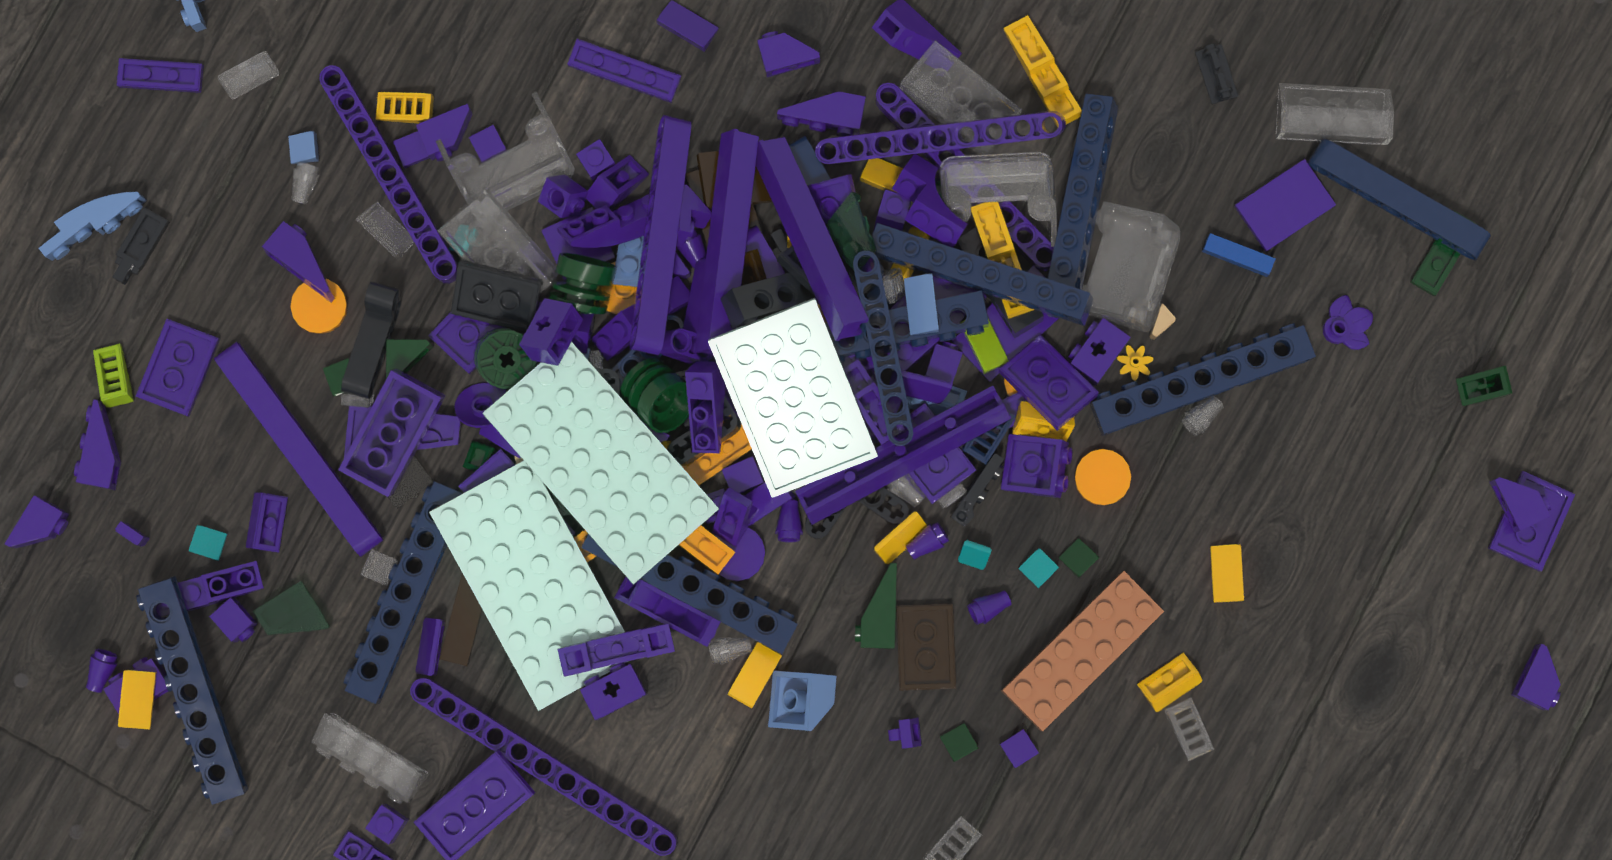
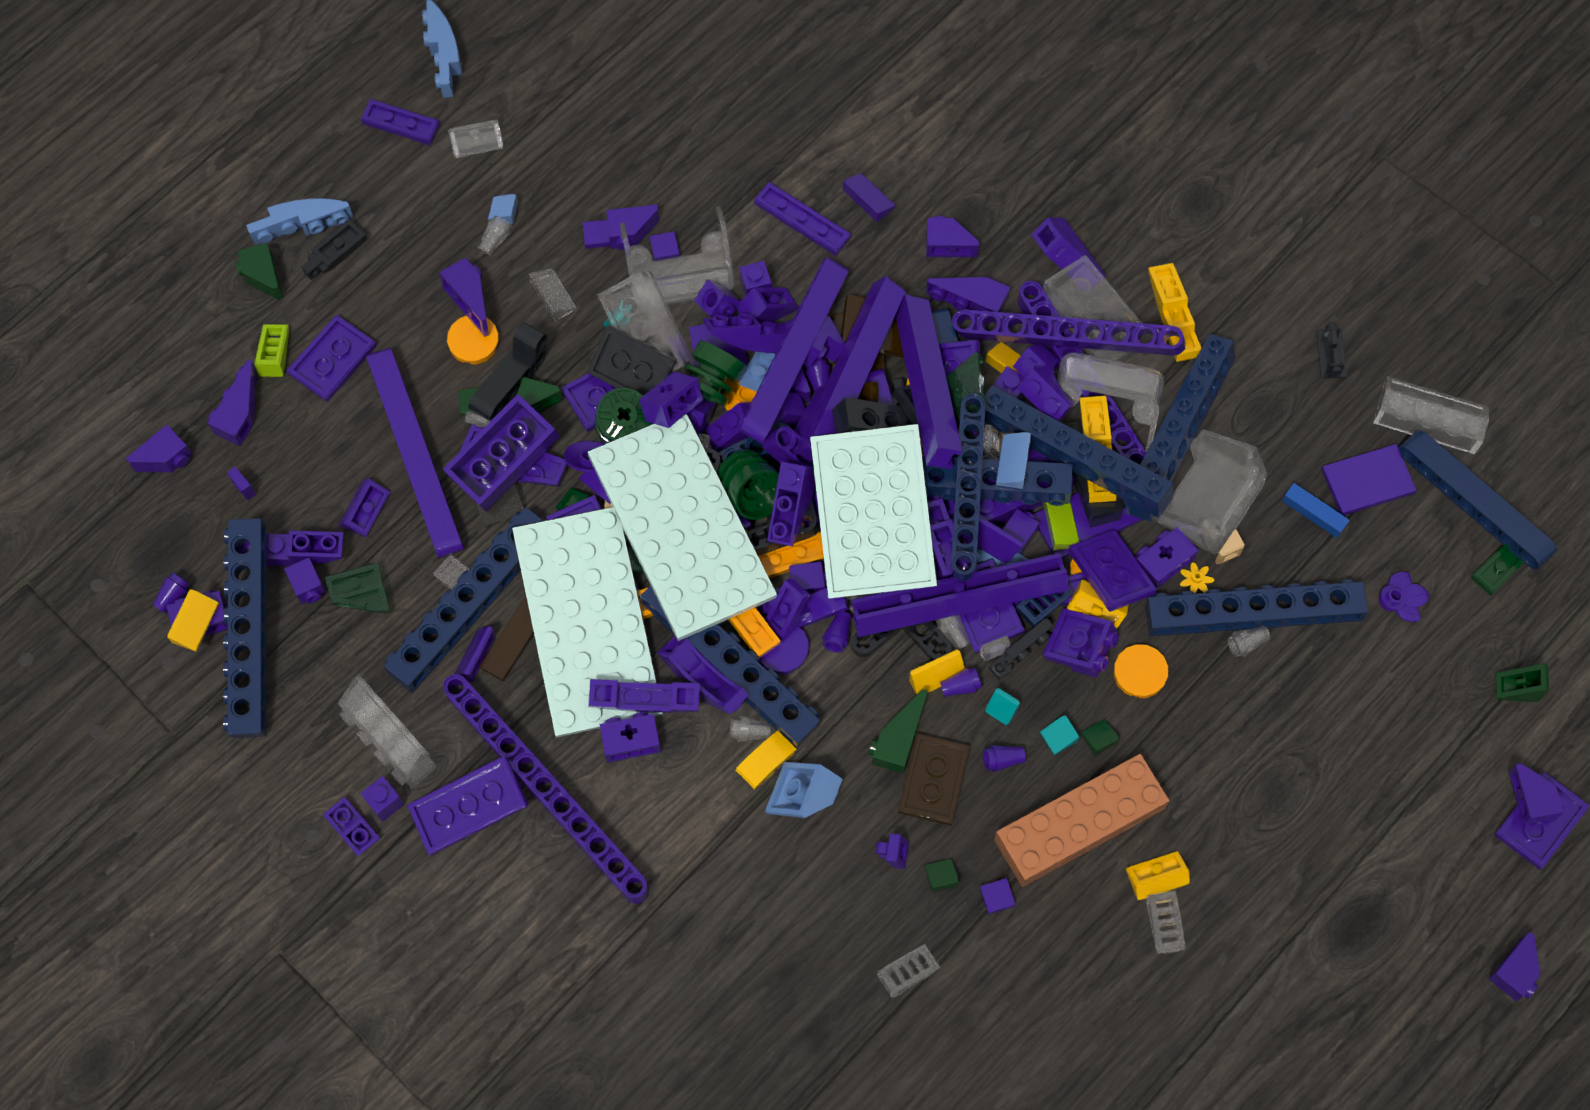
camera: 10 degrees right, 15 degrees down
(68, 291) = (259, 269): none -> dark green slope
(207, 542) = (305, 509): teal slope -> none
(380, 164) = (567, 237): dark purple beam -> none
(427, 107) = (618, 194): yellow slope -> none
(1227, 573) = (1237, 788): yellow slope -> none

